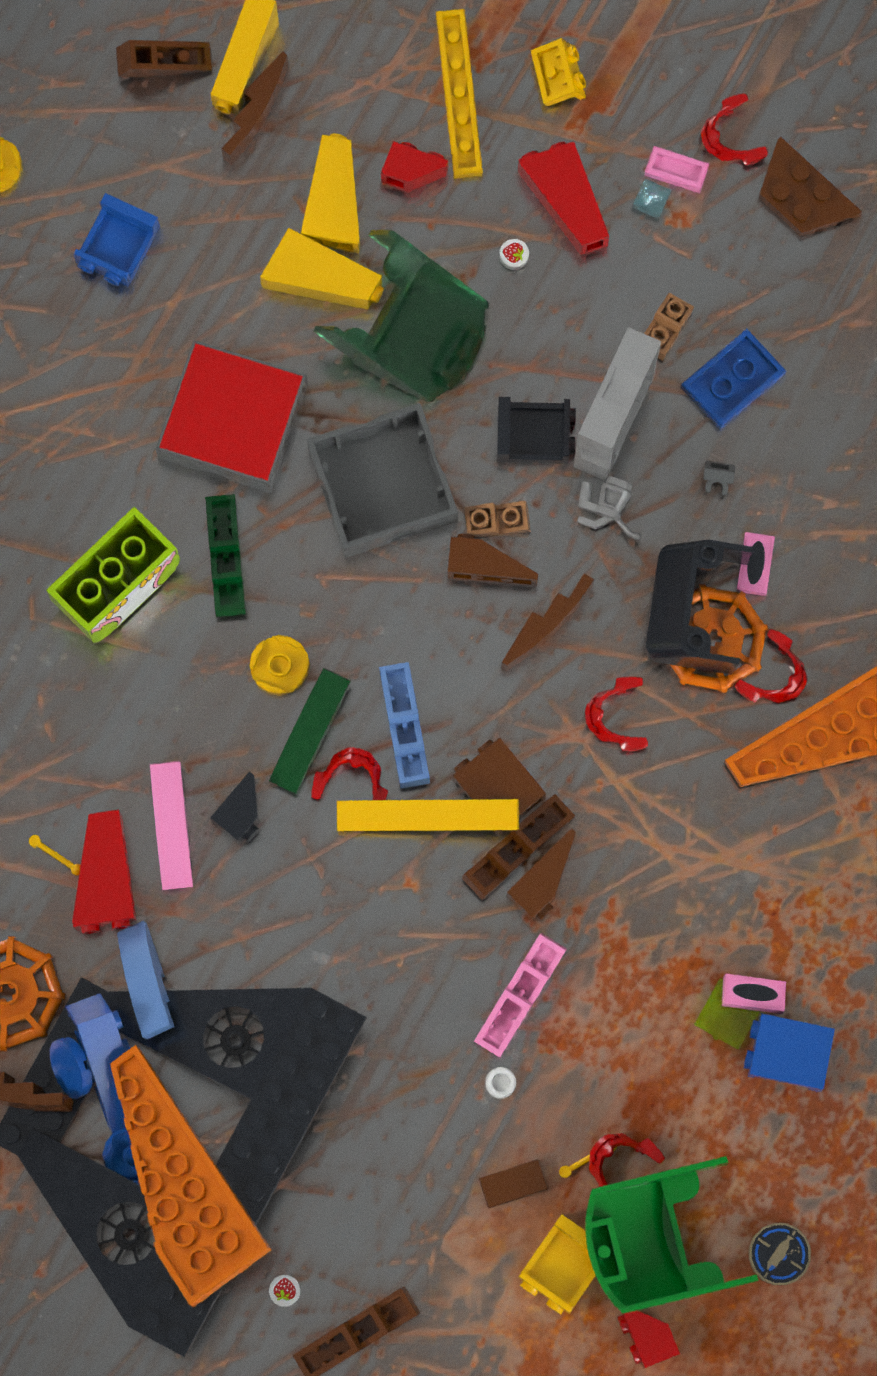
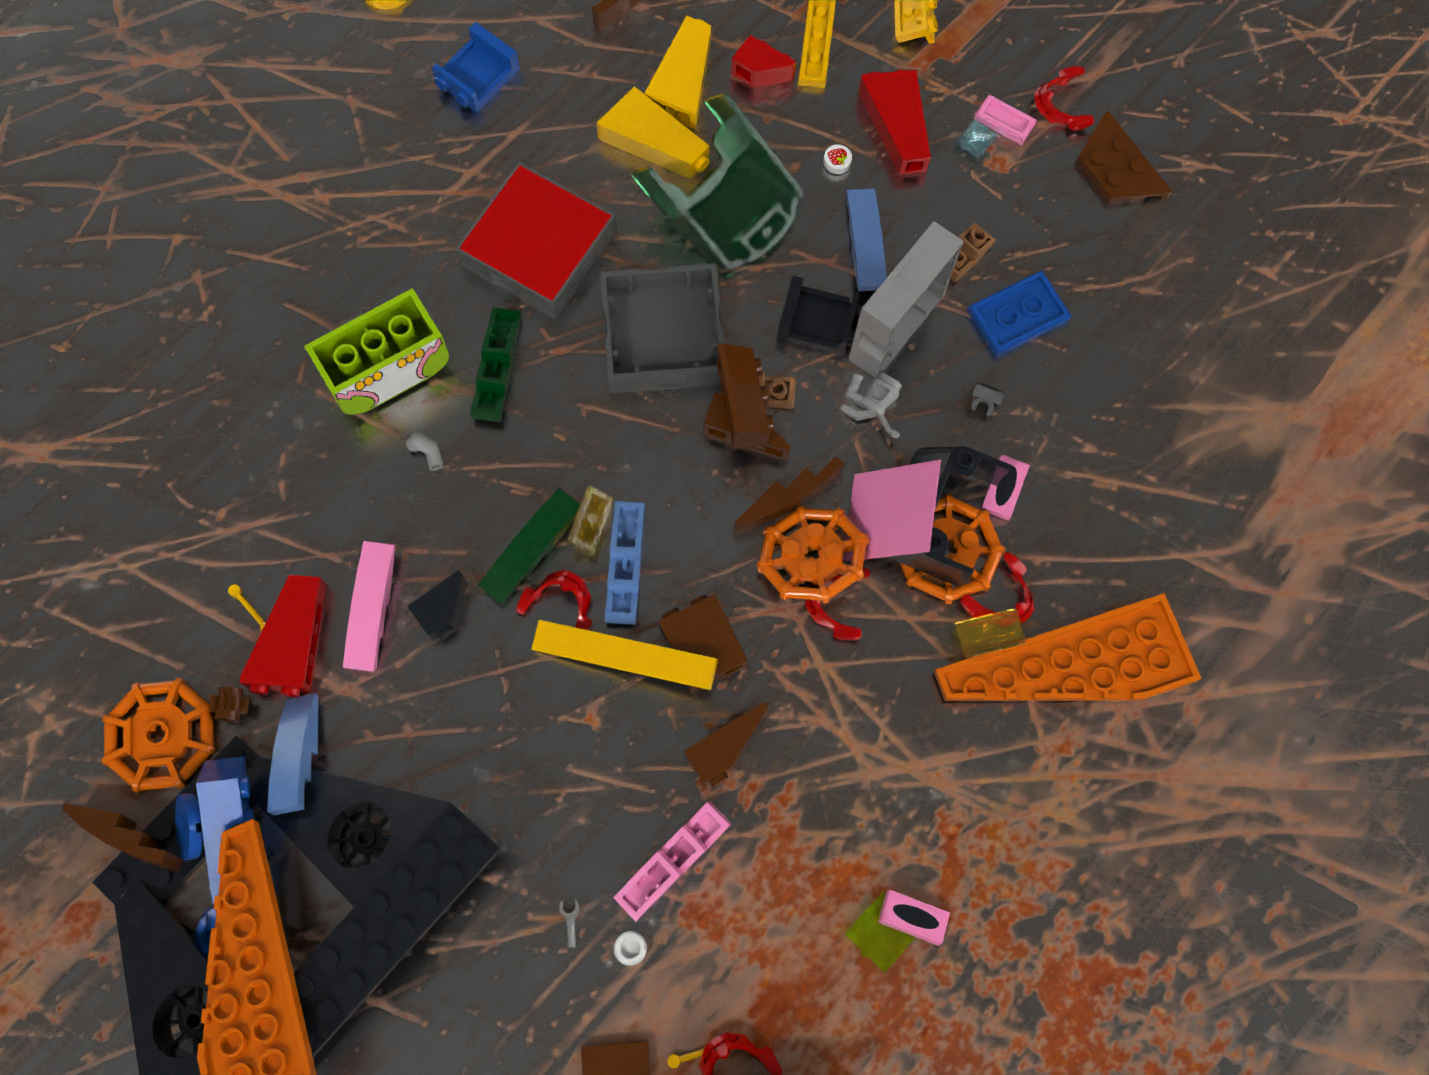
camera: 10 degrees right, 5 degrees down
(67, 949) = (229, 704): none -> reddish brown gear
(182, 655) = (429, 447): none -> light grey arm
(279, 665) = (519, 478): yellow tile -> none
(361, 693) = (590, 520): none -> clear yellow slope
(440, 1073) = (570, 922): none -> light grey hand
(482, 538) = (743, 396): none -> reddish brown slope
(518, 847) = (707, 708): reddish brown slope -> none
(563, 337) = (866, 239): none -> medium blue slope
(580, 659) = (807, 539): none -> orange plate
(649, 618) = (895, 509): none -> bright pink piece
(769, 713) = (990, 633): none -> clear yellow slope
(789, 1051) = (939, 990): blue panel -> none

